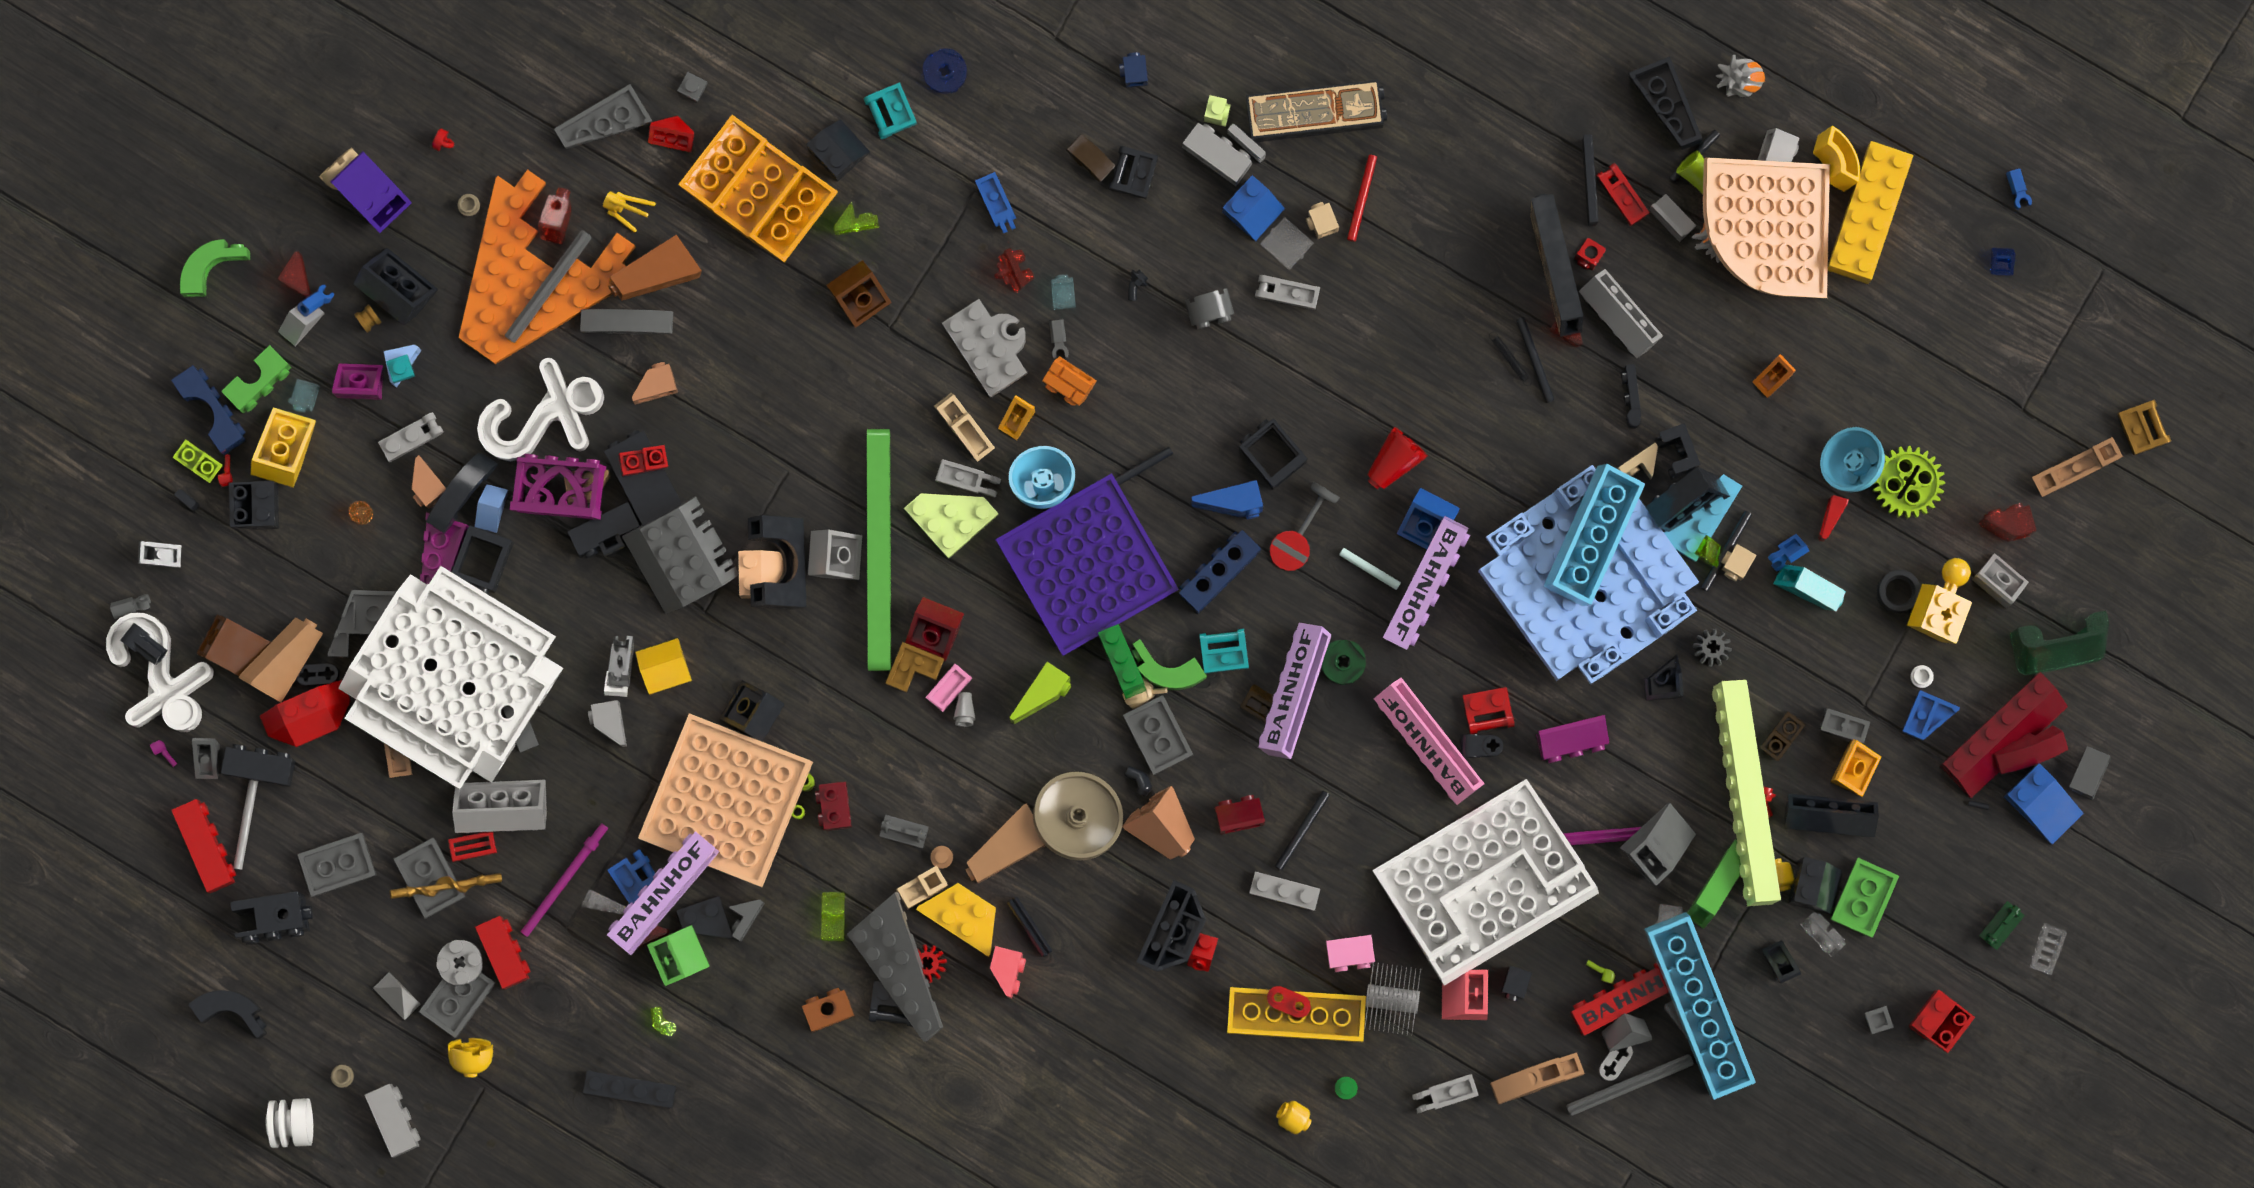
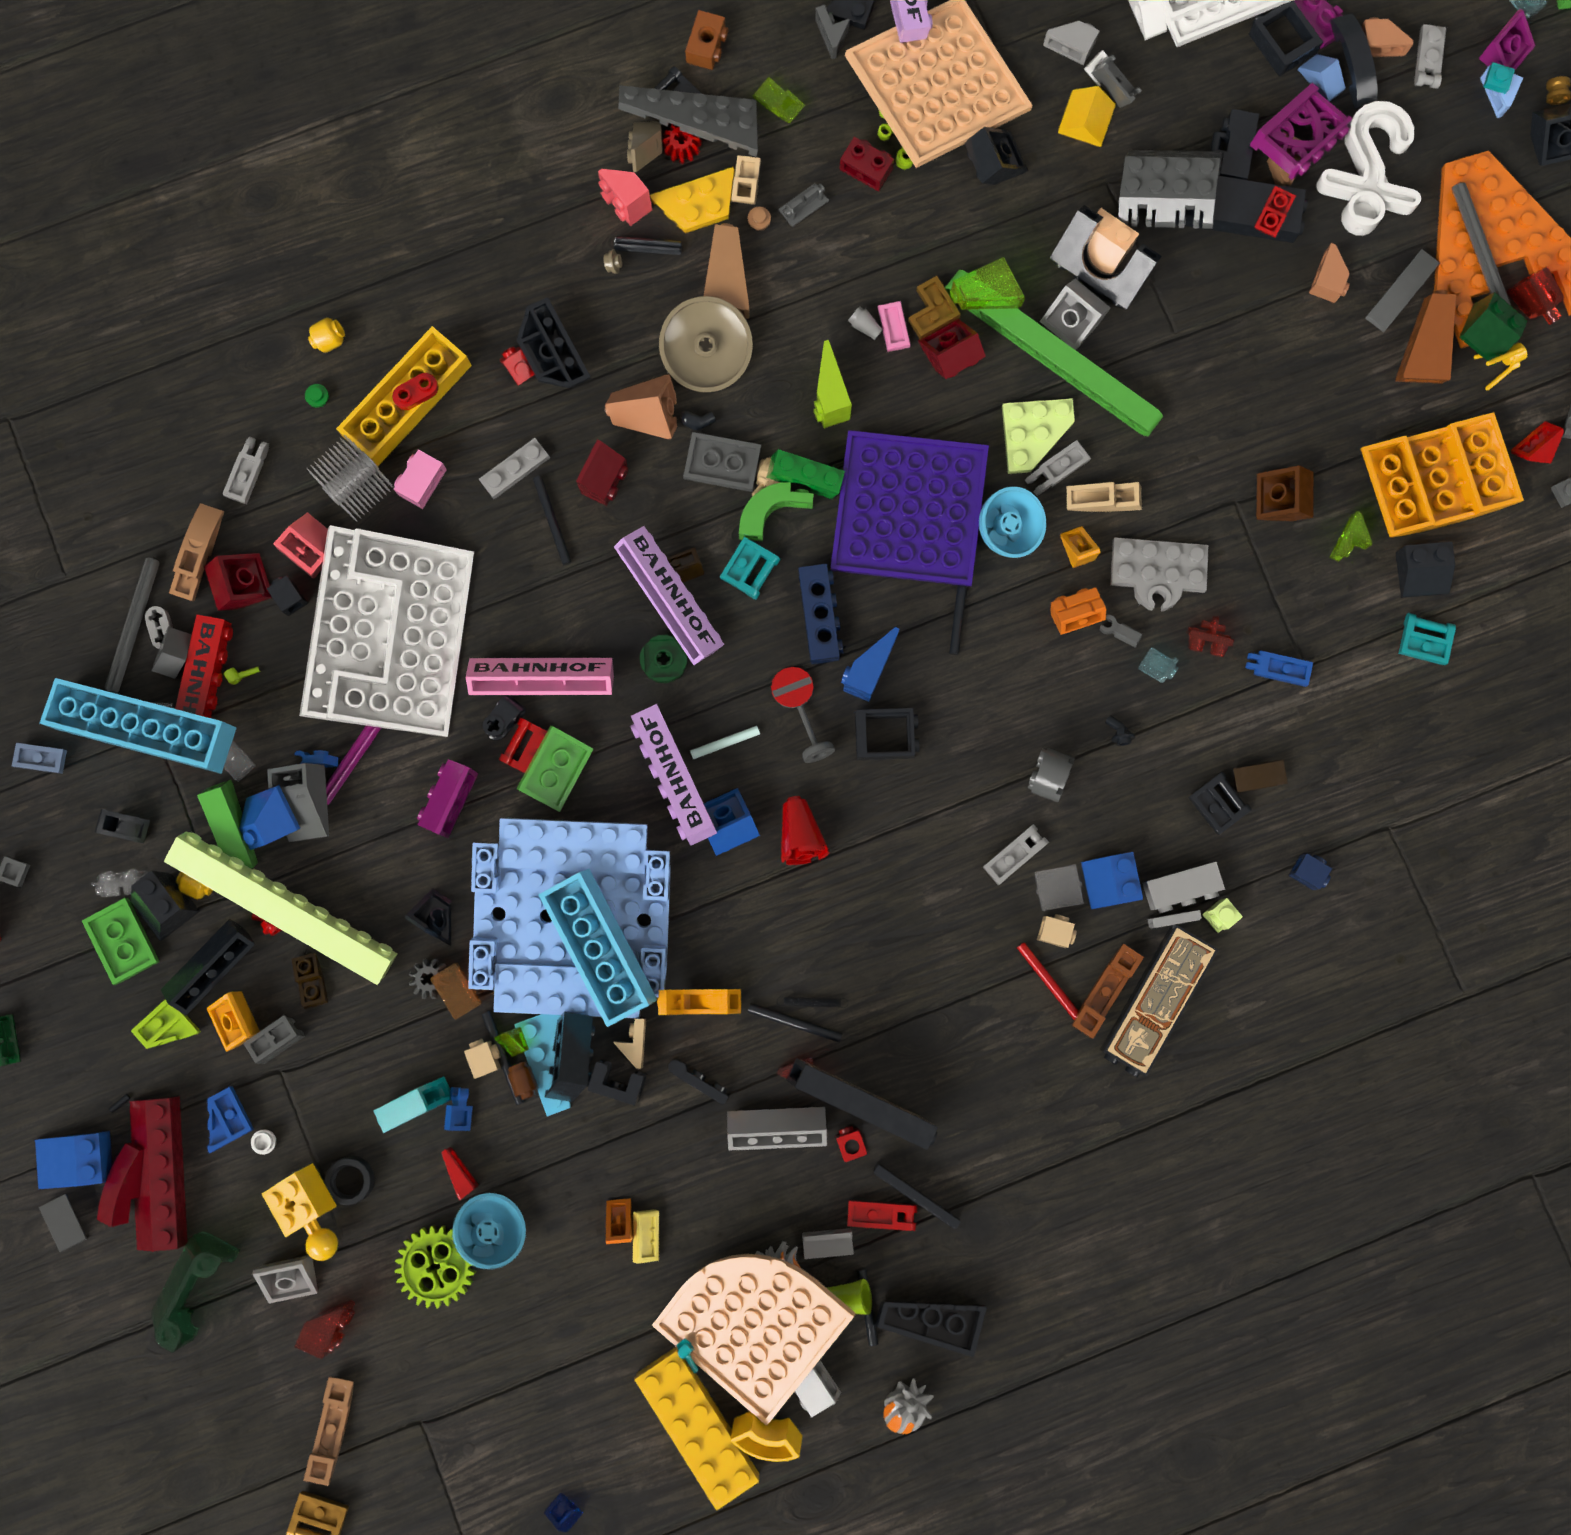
camera: 125 degrees right, 0 degrees up
(610, 232) = (1492, 327): none -> dark green slope
(871, 632) = (988, 288): none -> clear neon green slope
(934, 77) = (1442, 711): clear blue plate -> none
(955, 984) = (644, 144): none -> dark tan slope
(1064, 942) = (612, 262): none -> dark tan plate
(1337, 154) = (1106, 990): none -> dark orange slope
(1488, 676) = (555, 768): none -> bright green plate
(1534, 1029) = (237, 580): none -> dark red slope
(1573, 437) = (699, 1001): none -> light orange arch
(1618, 857) = (319, 757): none -> blue plate
(1691, 857) = (267, 818): none -> blue slope
(1705, 619) = (454, 991): none -> clear orange panel
(1731, 522) = (522, 1080): none -> reddish brown brick
(1769, 349) = (645, 1236): none -> light yellow plate
(1782, 1070) = (39, 758): none -> sand blue plate
(1824, 260) = (684, 1350): none -> teal hand
(1898, 815) = (164, 1026): none -> lime wing

